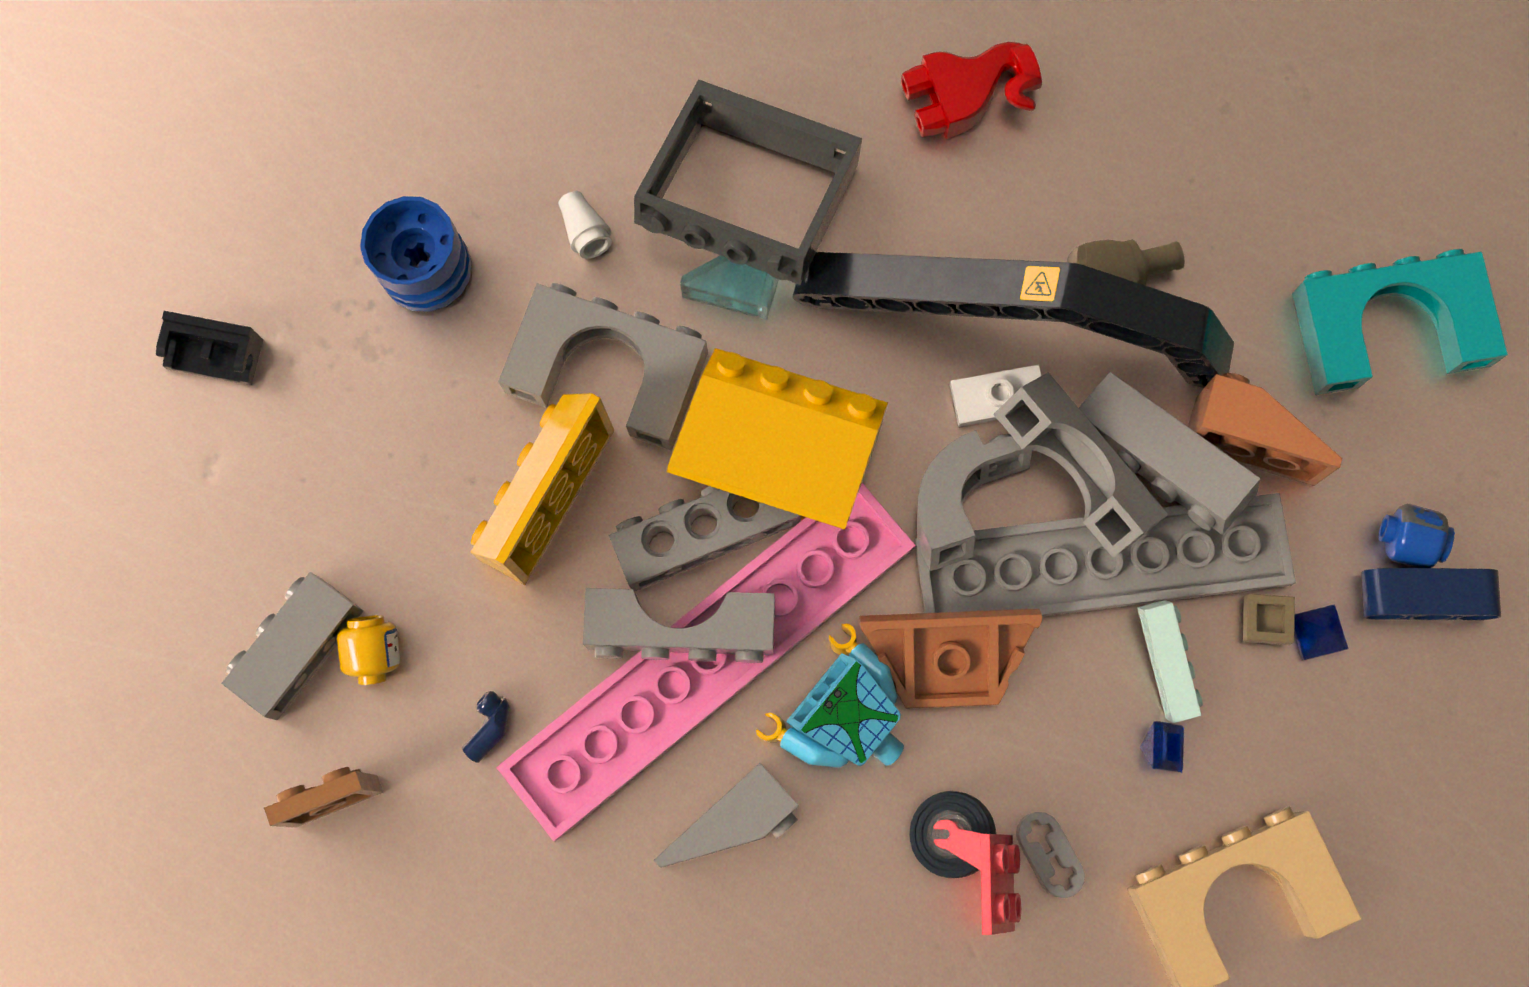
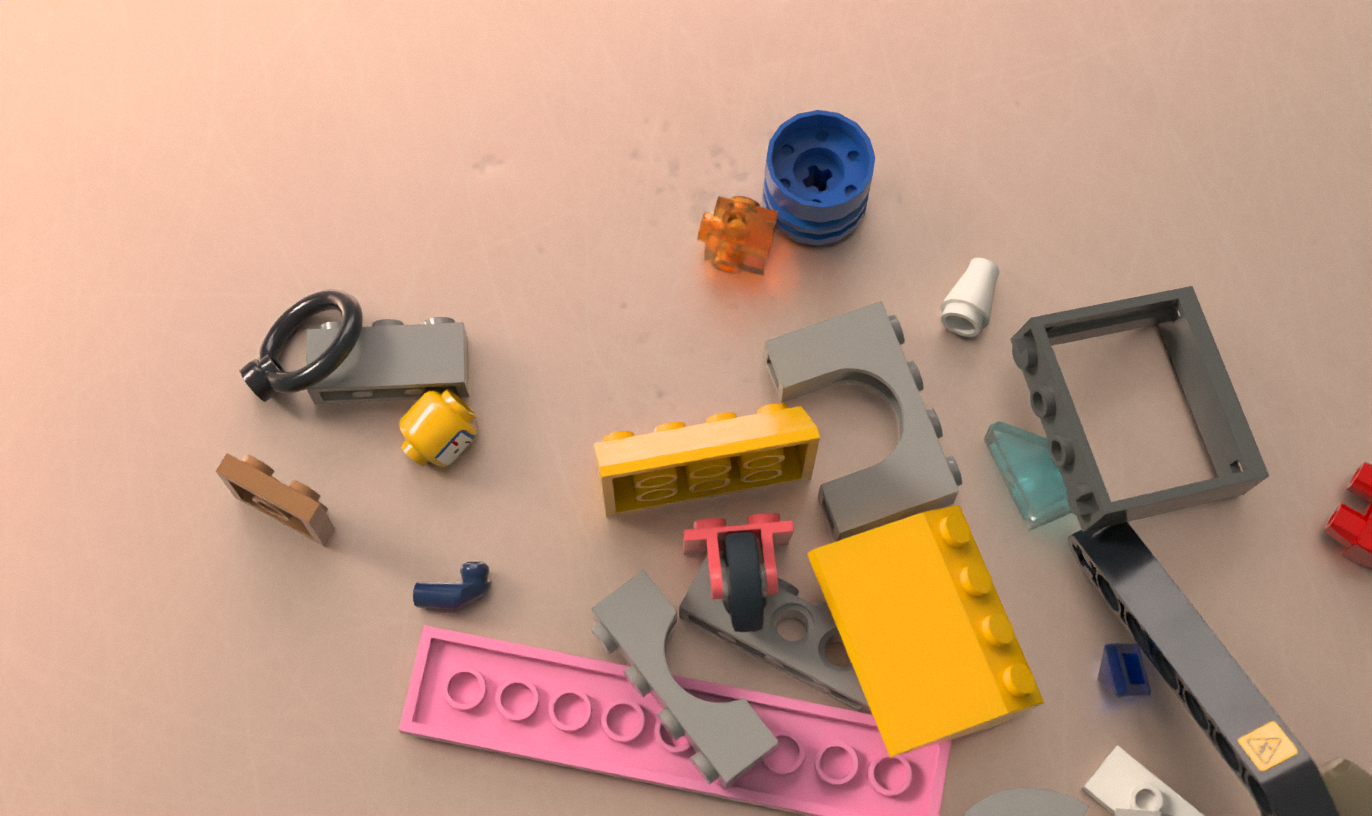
camera: 45 degrees right, 5 degrees down
(208, 347) = (587, 76): black hinge -> none
(231, 737) = (268, 377): none -> black piece
(409, 339) = (738, 235): none -> clear orange brick
(641, 515) = (743, 579): none -> plate
(907, 337) = (1124, 671): none -> clear blue slope

